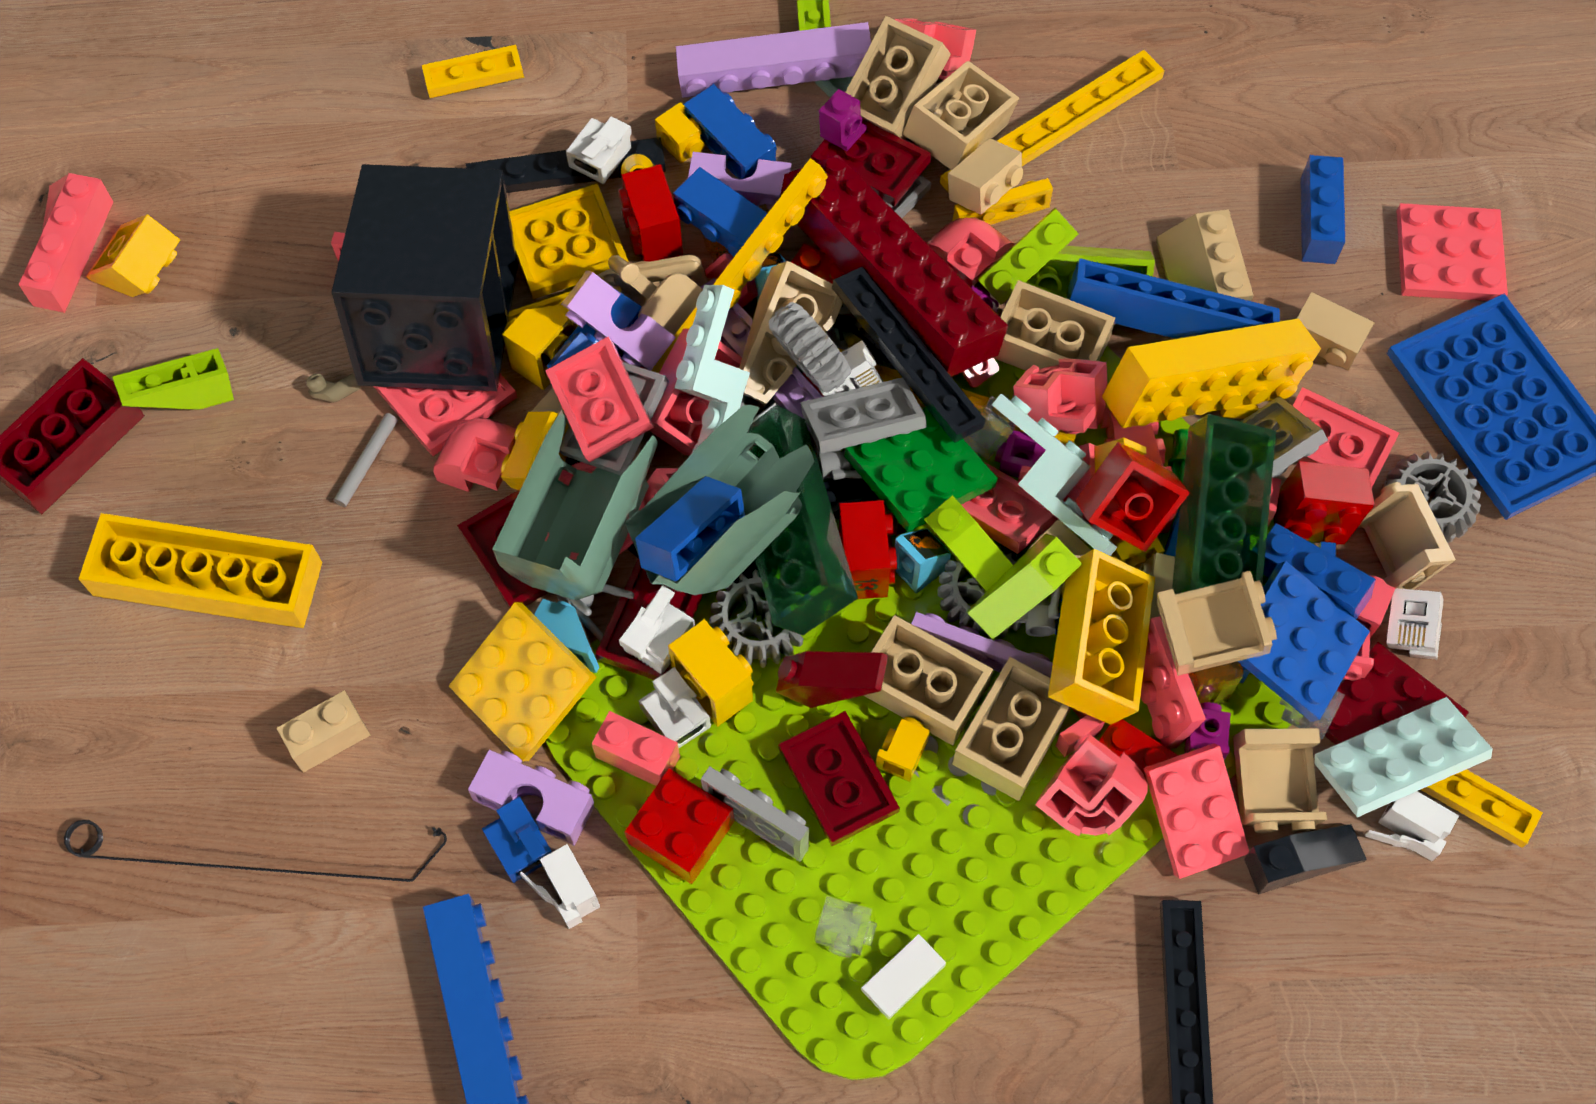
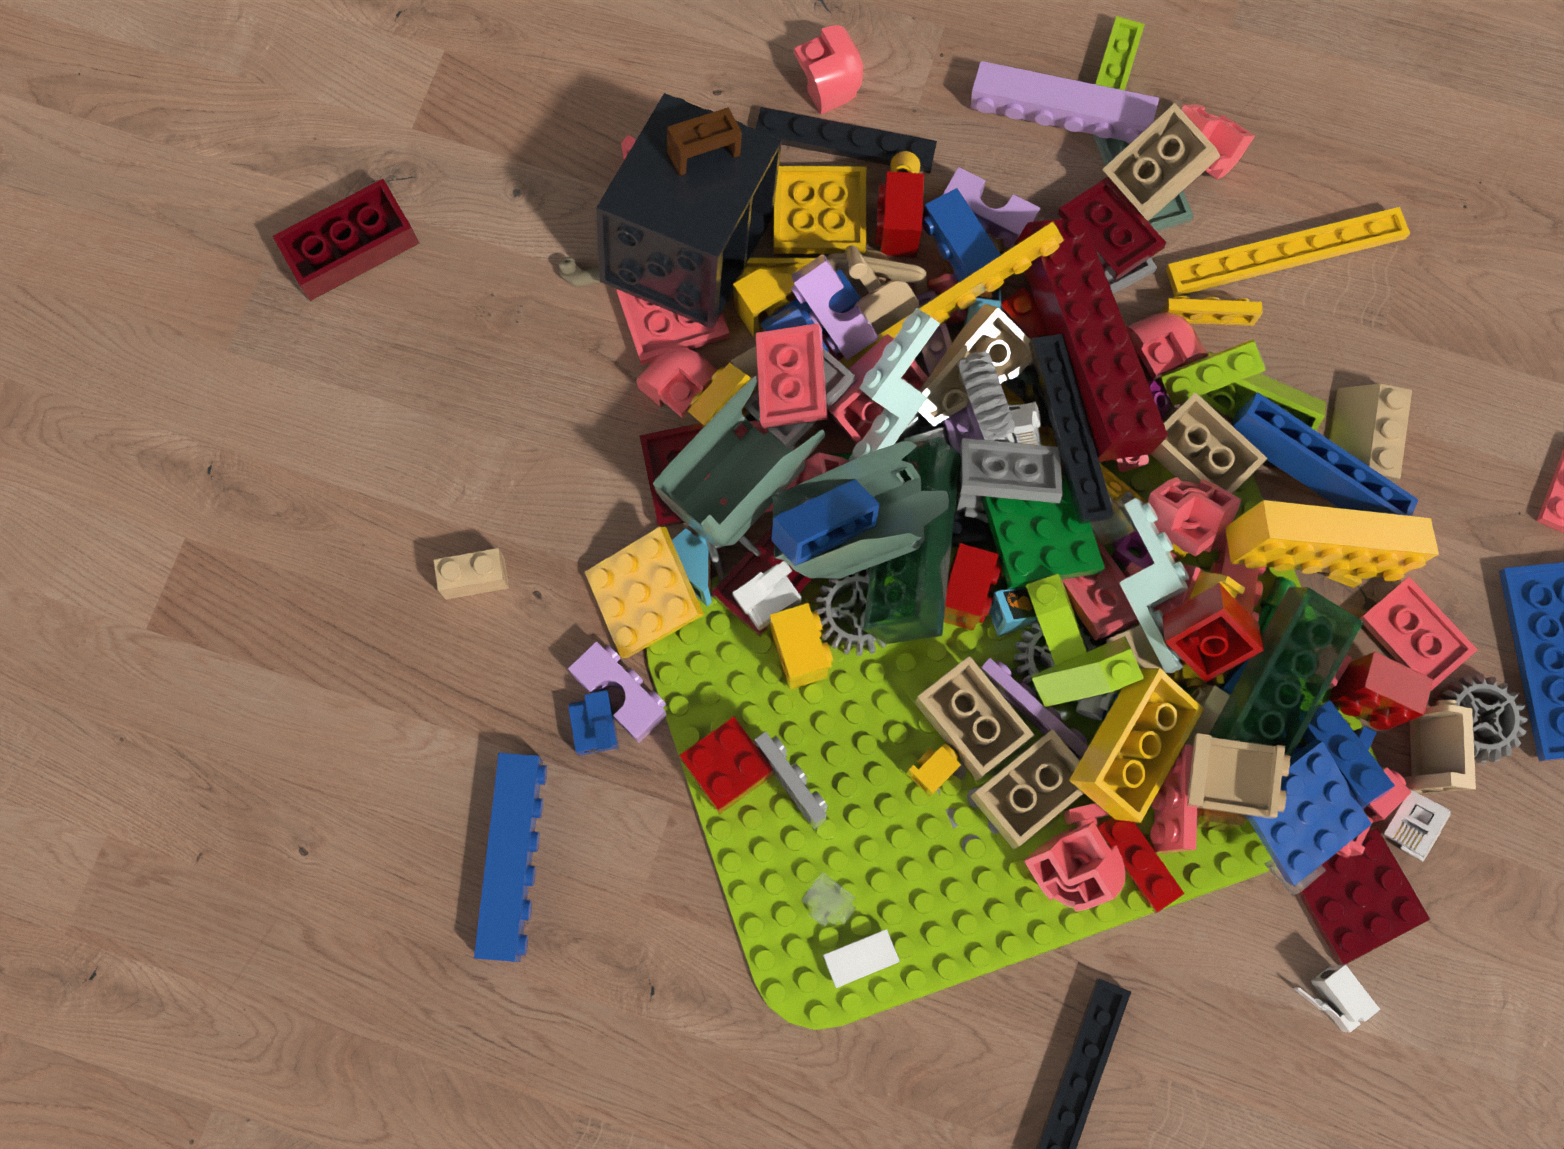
camera: 20 degrees right, 10 degrees up
(70, 229) = (413, 52): coral wedge -> none
(97, 845) = (269, 595): black piece -> none
(135, 257) = (456, 98): yellow slope -> none
(178, 384) = (452, 228): lime slope -> none
(201, 570) = (420, 399): yellow brick -> none
(365, 460) = (585, 348): light grey bar -> none
(419, 185) = (701, 136): none -> reddish brown panel
(472, 71) = (793, 20): yellow plate -> none
(525, 101) = (831, 68): none -> coral brick
(570, 884) = (621, 778): white piece -> none
(599, 148) = (879, 135): white piece -> none
(635, 748) = (714, 686): coral brick -> none
(674, 709) = (758, 664): white piece -> none
(679, 133) = (954, 143): yellow brick -> none
(730, 131) = (998, 158): blue brick -> none
(830, 677) = (896, 689): dark red slope -> none
(838, 778) = (871, 773): dark red plate -> none
(841, 120) = (1098, 185): magenta brick -> none
(960, 115) = (1207, 215): tan brick -> none
(985, 176) = (1206, 282): tan brick -> none
(1196, 810) = (1158, 916): coral plate -> none
(1214, 719) = (1192, 866): magenta brick -> none
(1277, 779) = (1238, 915): tan panel -> none
(1294, 433) = (1375, 607): plate -> none
(1303, 857) = (1234, 988): black slope -> none
(1322, 209) = (1498, 417): blue brick -> none
(1335, 330) = (1459, 534): tan brick -> none
(1402, 756) = (1354, 939): light aqua plate -> none
(1487, 805) = (1406, 998): yellow plate -> none

